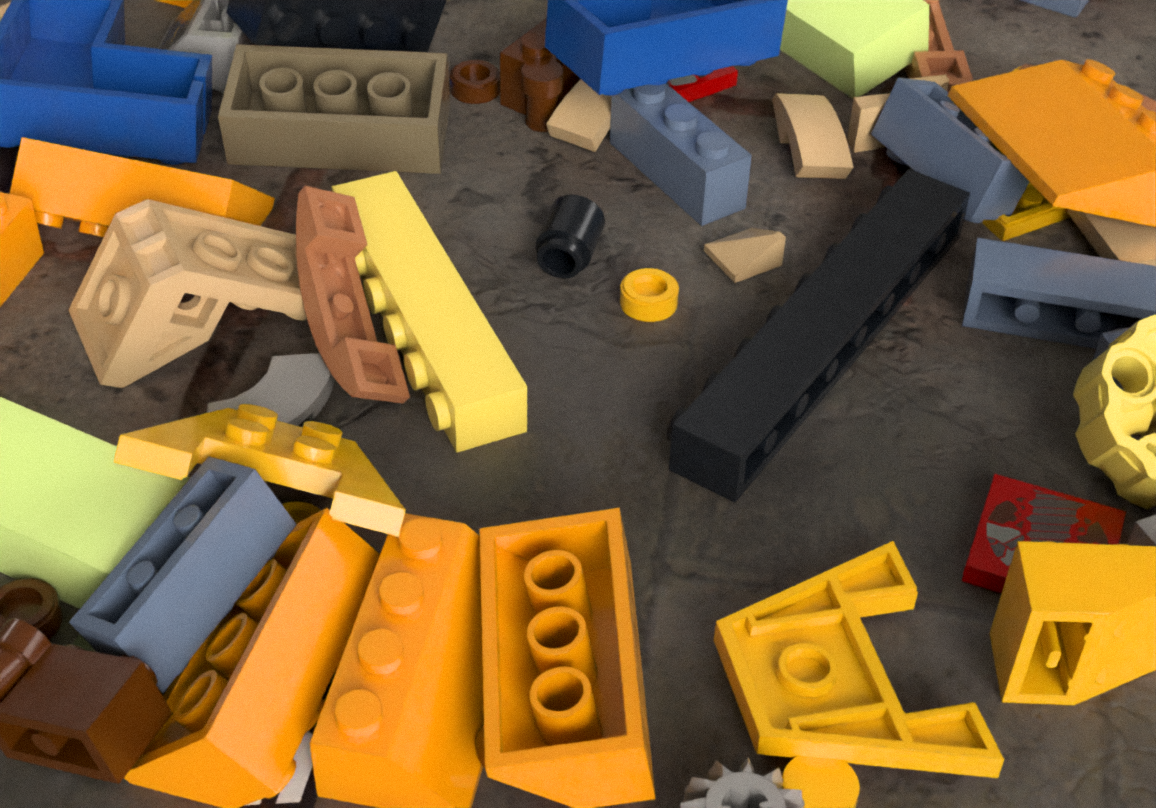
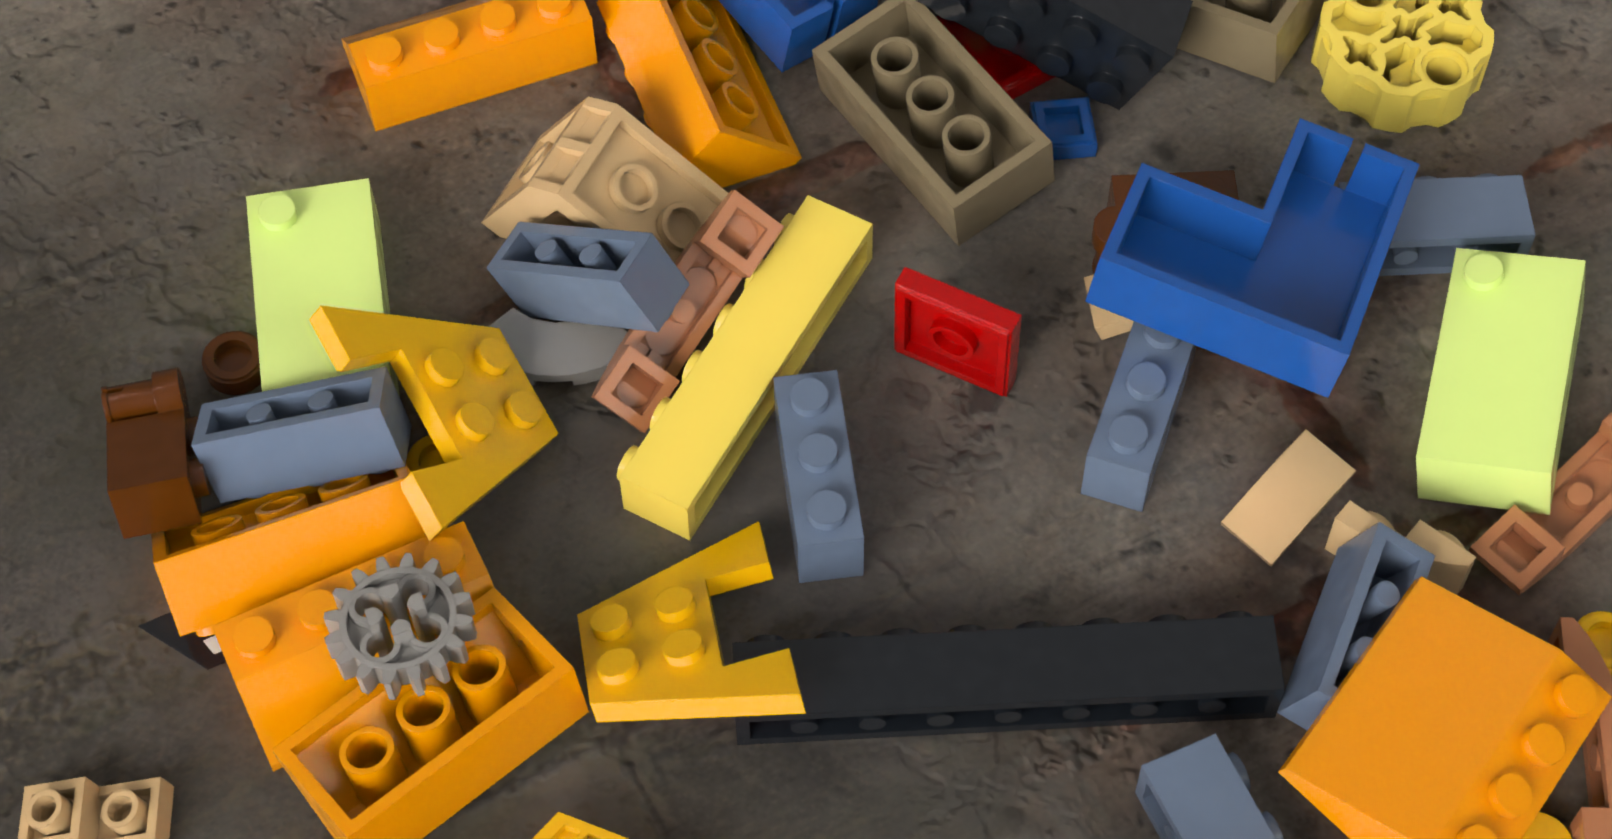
camera: 55 degrees right, 15 degrees up
(259, 316) = (589, 275): none -> sand blue brick
(440, 604) = (357, 638): none -> light grey gear
(475, 82) = (1097, 171): reddish brown tile -> none
(526, 175) = (956, 332): none -> red tile
(567, 317) = (818, 476): none -> sand blue brick
(569, 236) = (941, 404): black brick -> none
(647, 469) = (660, 650): none -> yellow wing
(649, 295) = (932, 516): yellow tile -> none
(747, 253) = (1061, 553): tan slope -> none

